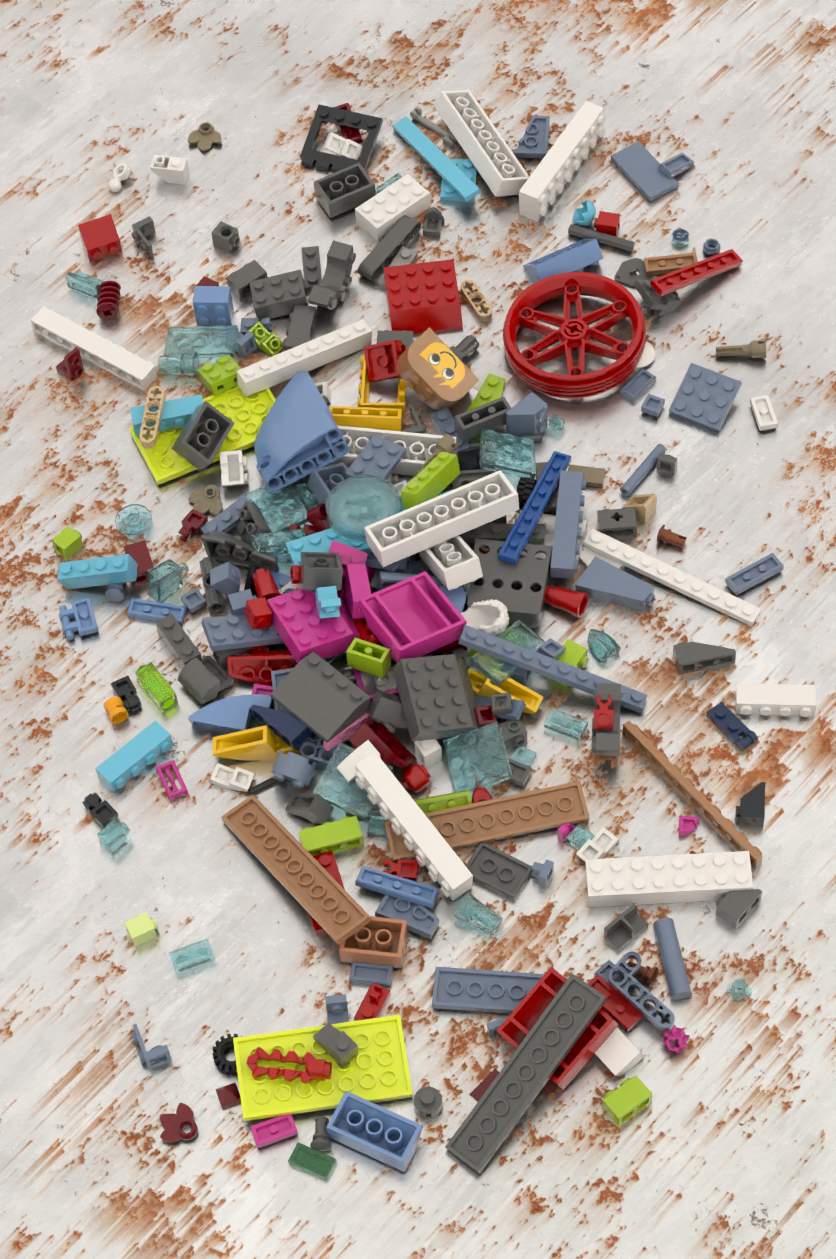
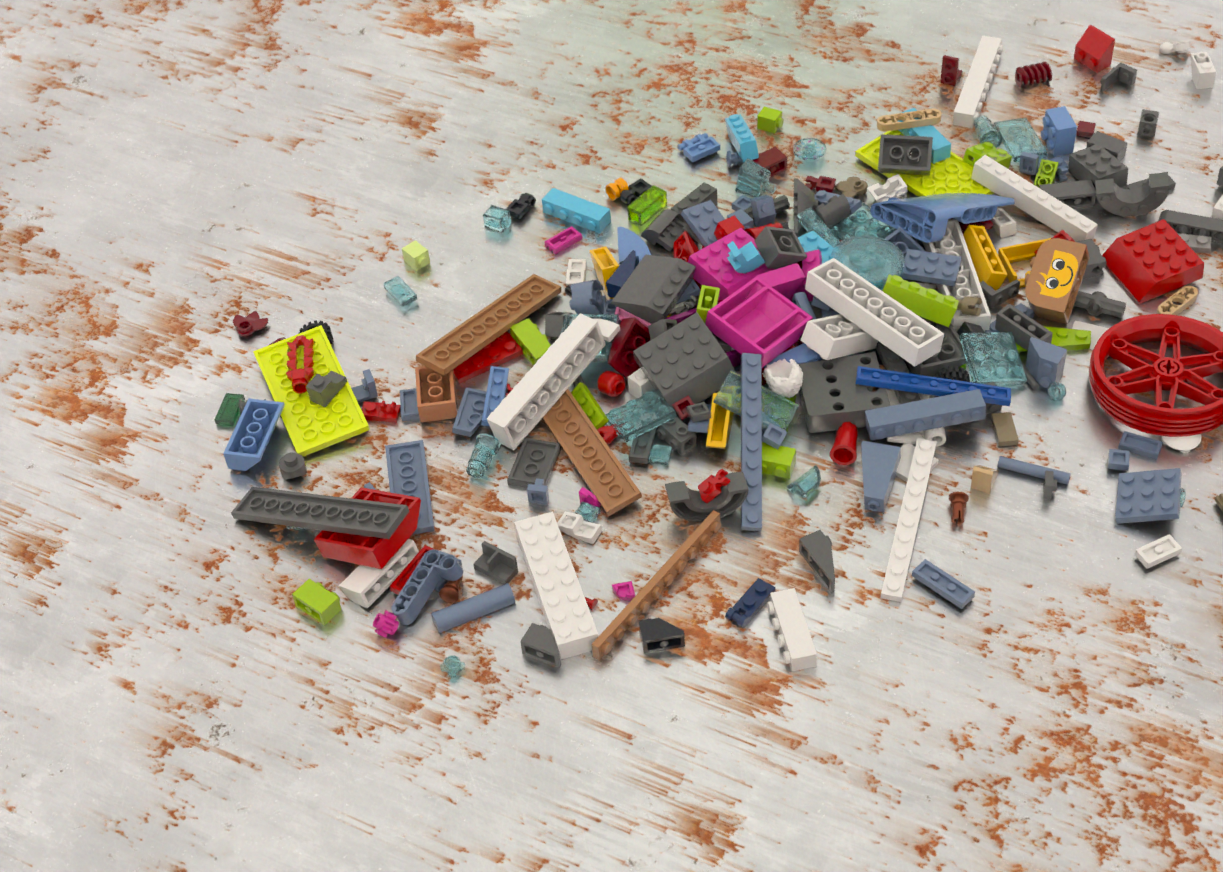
camera: 75 degrees right, 10 degrees down
(83, 283) = (1050, 58): clear light blue panel -> none
(154, 1057) = (308, 285): sand blue bracket -> none
(155, 611) = (725, 189): medium blue tile -> none
(273, 1130) = (251, 377): dark pink plate -> none
(565, 724) = (705, 467): clear light blue plate -> none
(617, 522) = (954, 461): dark grey brick -> none

